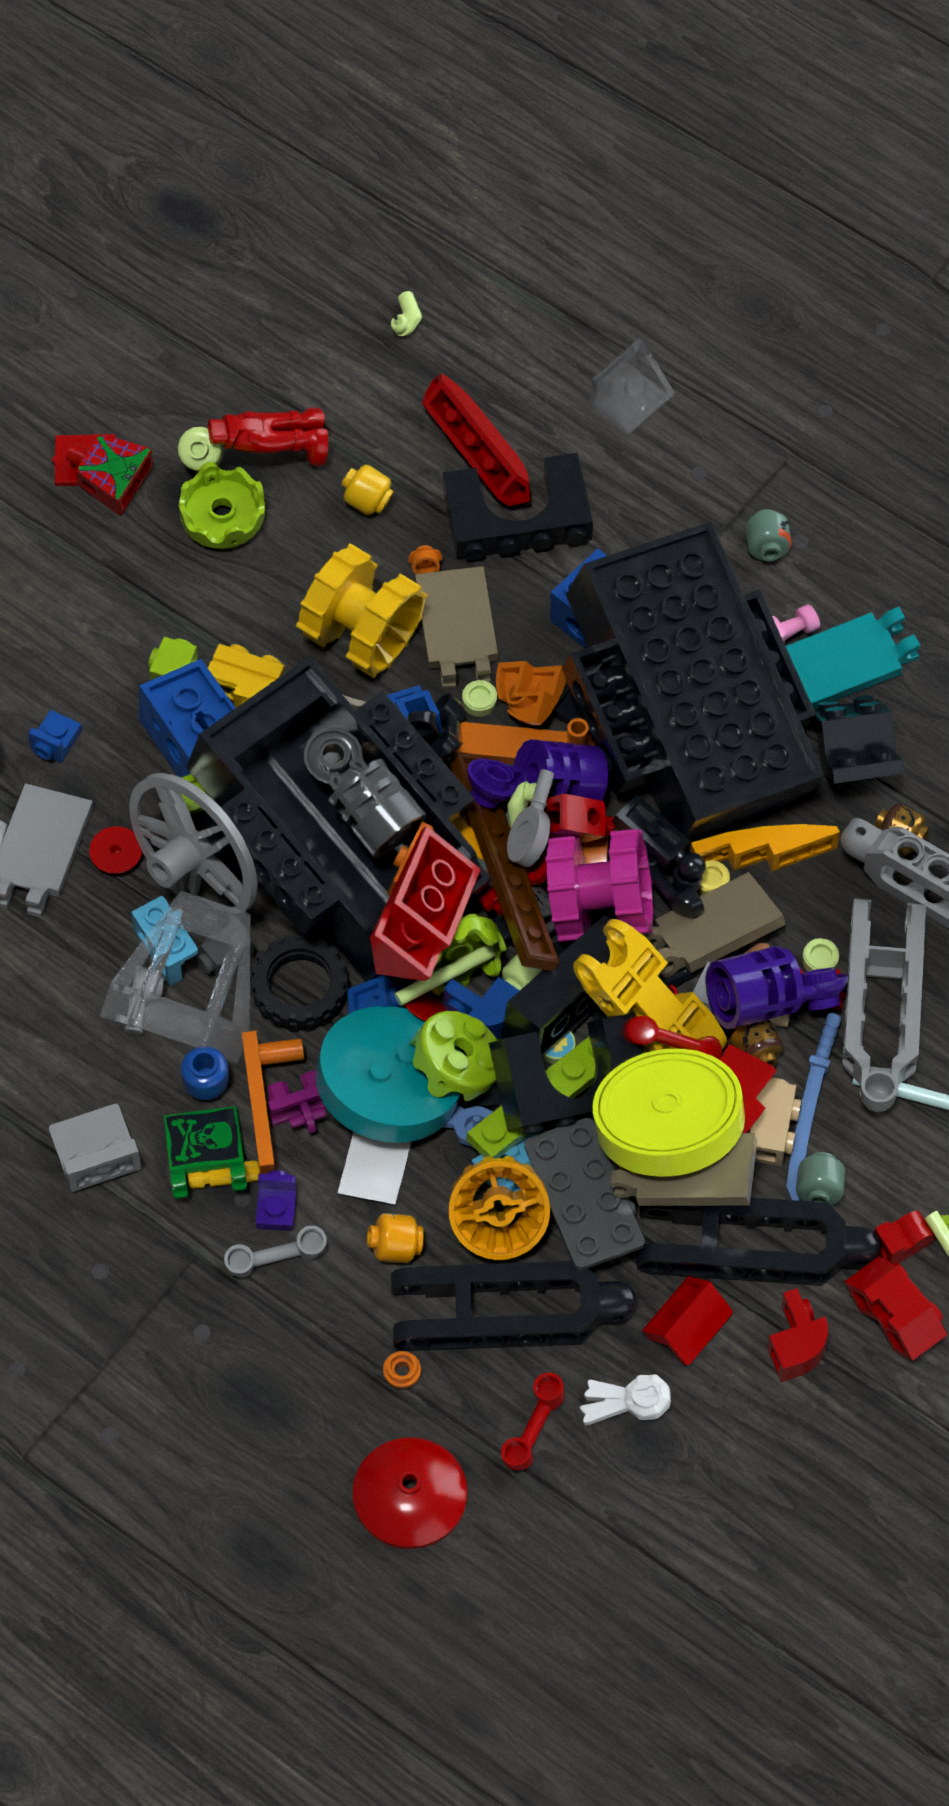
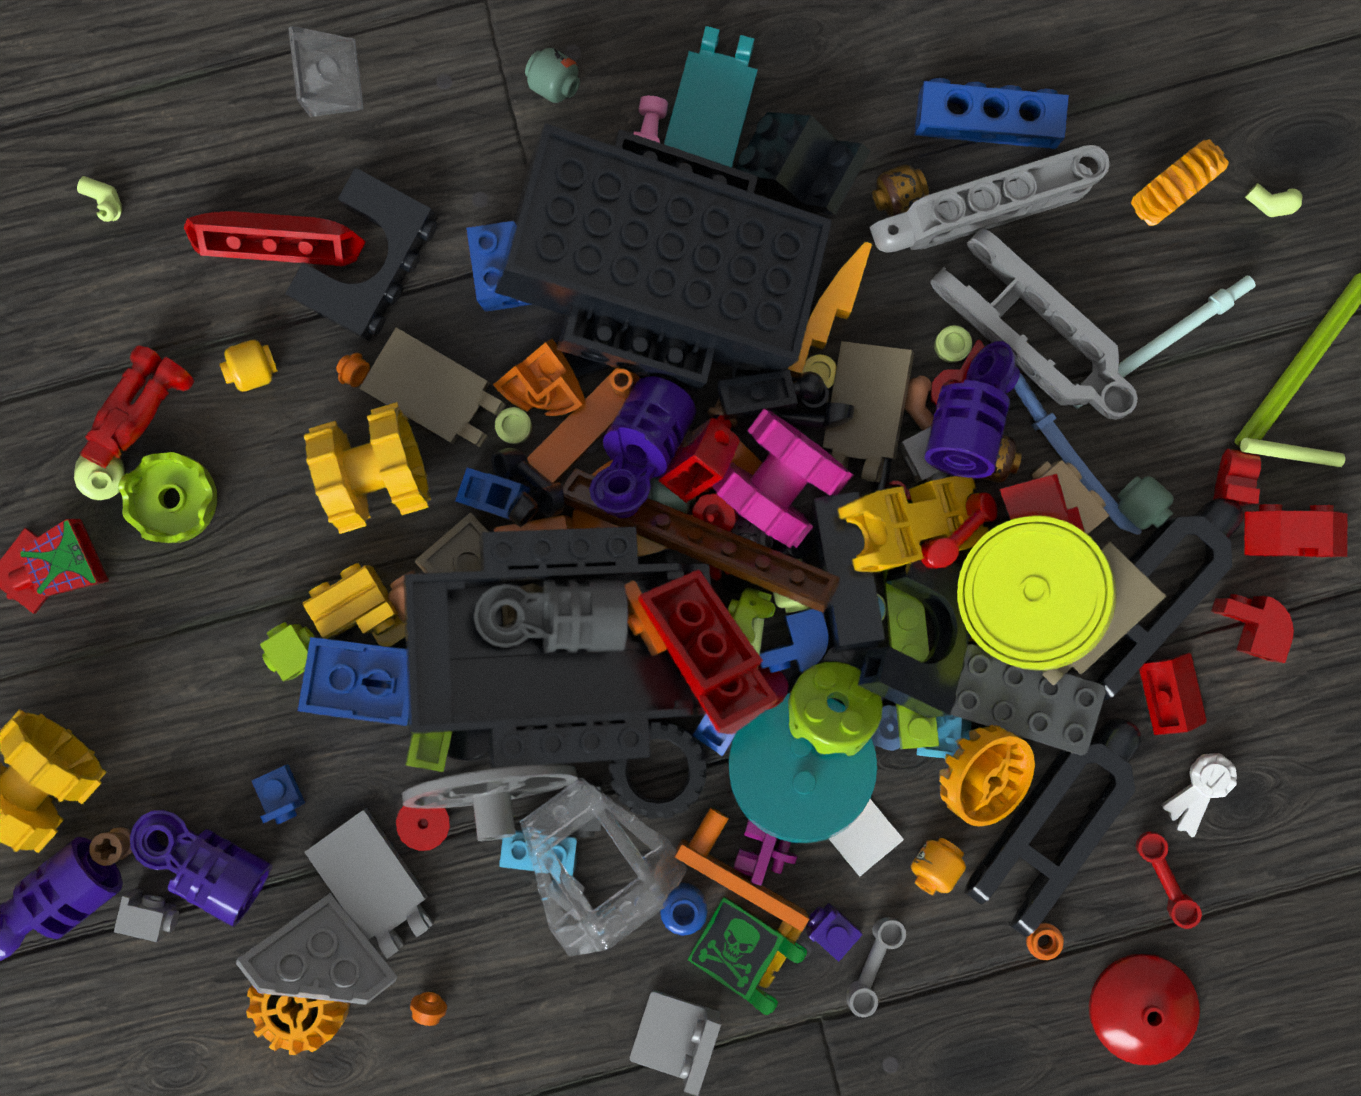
camera: 45 degrees left, 25 degrees up
(520, 800) = (660, 489): yellowish green arm -> none
(532, 825) = (694, 498): light grey piece -> none

